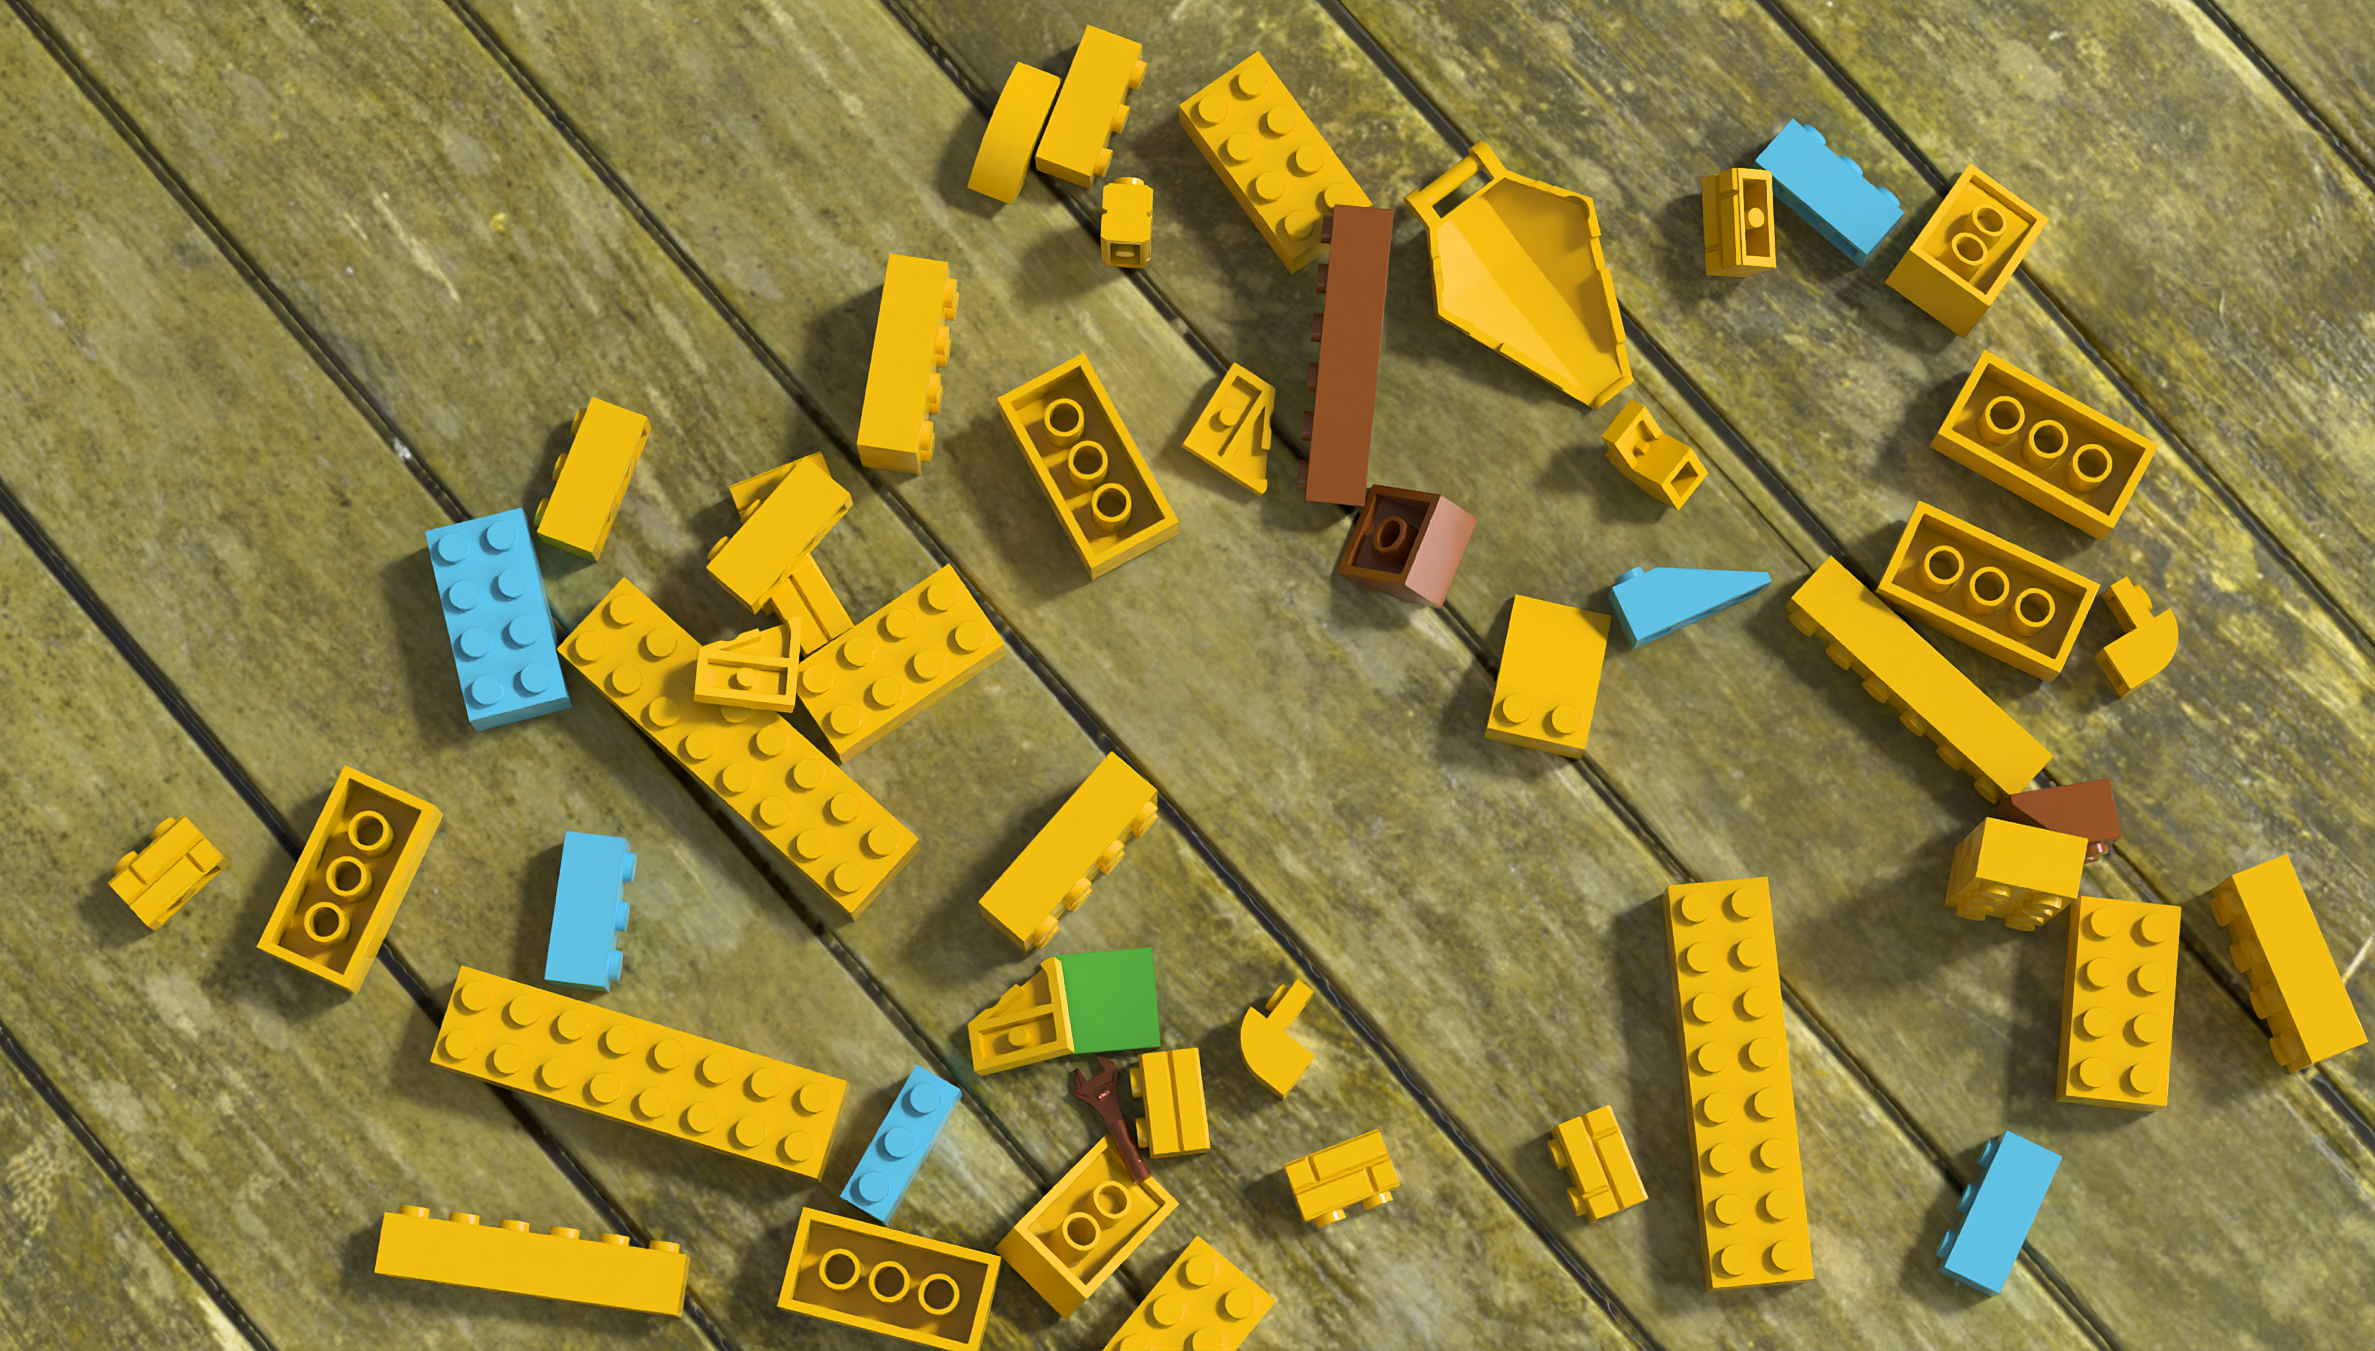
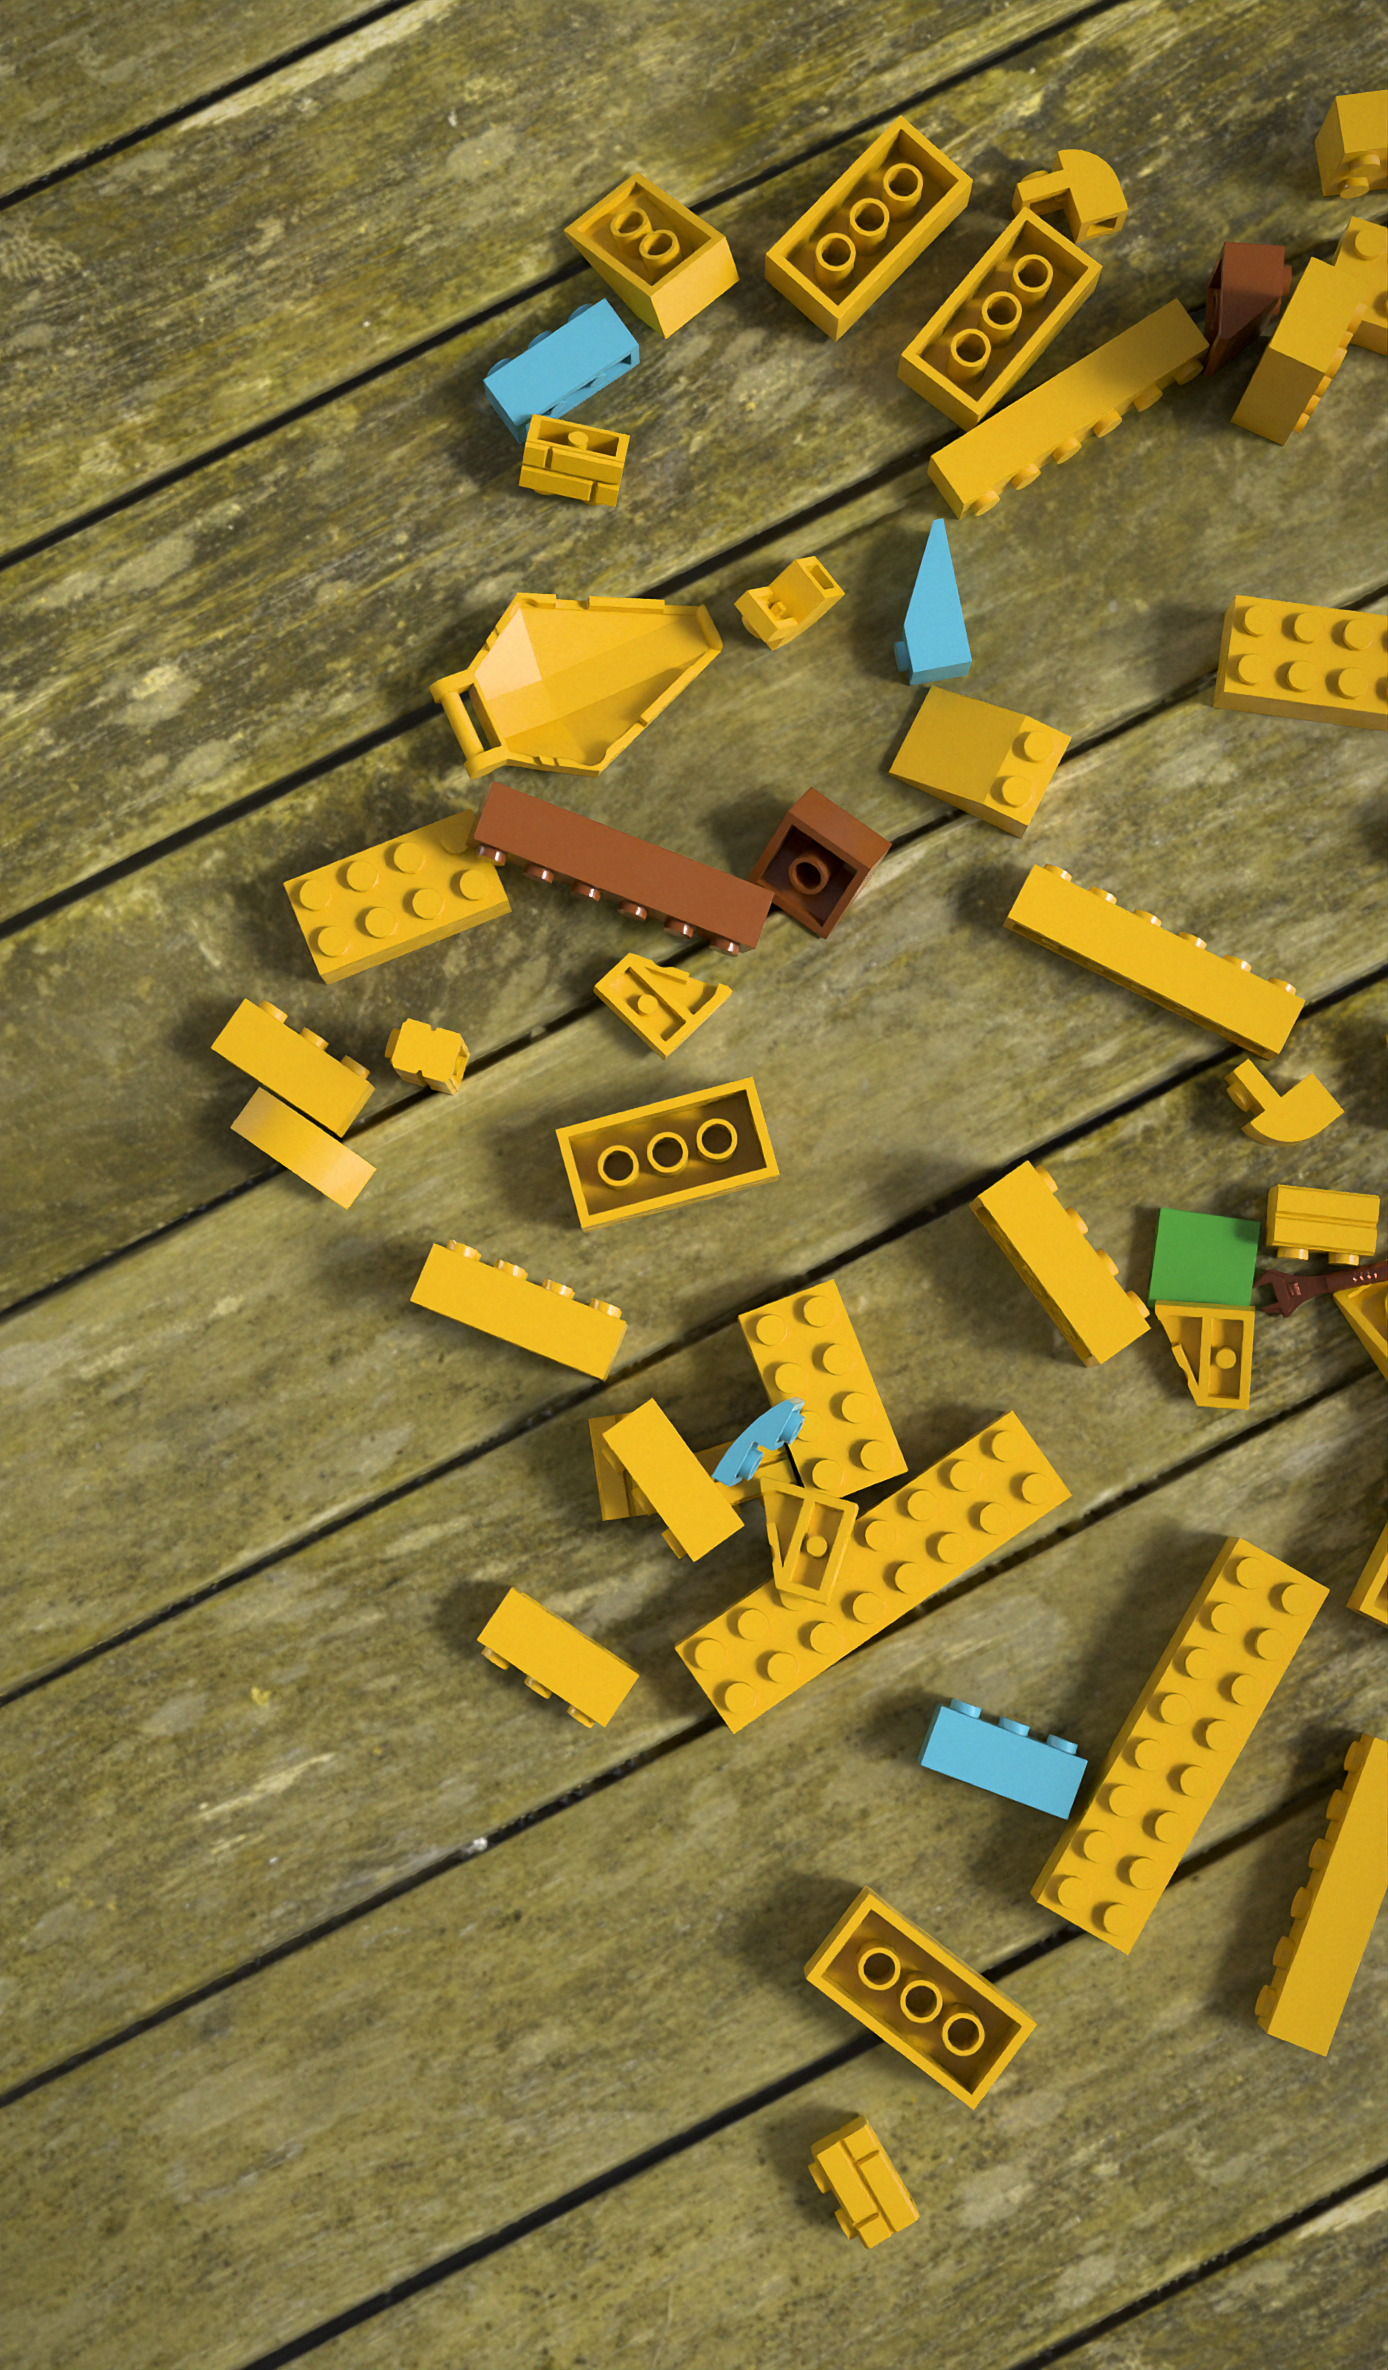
camera: 75 degrees left, 5 degrees up
(498, 619) = (682, 1786): medium azure brick -> none
(845, 610) = (771, 1431): none -> medium azure slope
(901, 1145) = (1307, 1498): medium azure brick -> none
(1389, 886) = (1154, 962): none -> yellow brick

